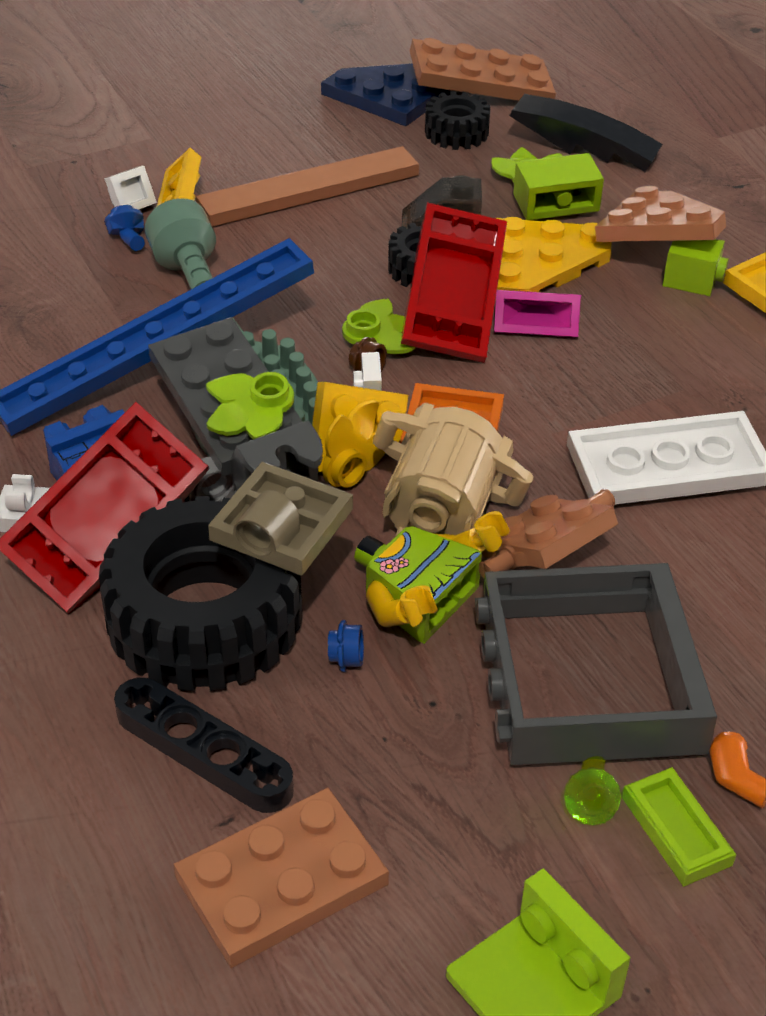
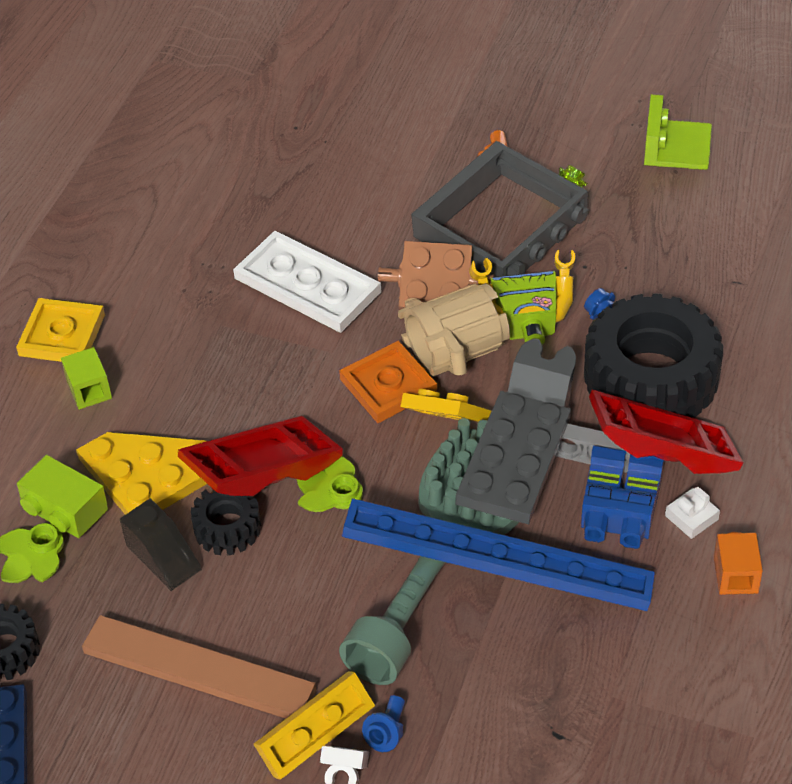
camera: 130 degrees left, 5 degrees up
(208, 737) = (719, 312): black beam -> none
(249, 403) = (526, 408): lime plate -> none
(280, 876) = (736, 241): nougat plate -> none
(281, 518) = (597, 314): dark tan plate -> none
(351, 446) = (480, 388): yellow plate -> none
(365, 346) = (372, 464): reddish brown plate -> none
(370, 372) = (400, 437): white plate -> none
(537, 313) = (219, 417): dark pink slope -> none
(660, 217) = (59, 409): nougat plate -> none
(678, 826) = (551, 148): lime tile -> none

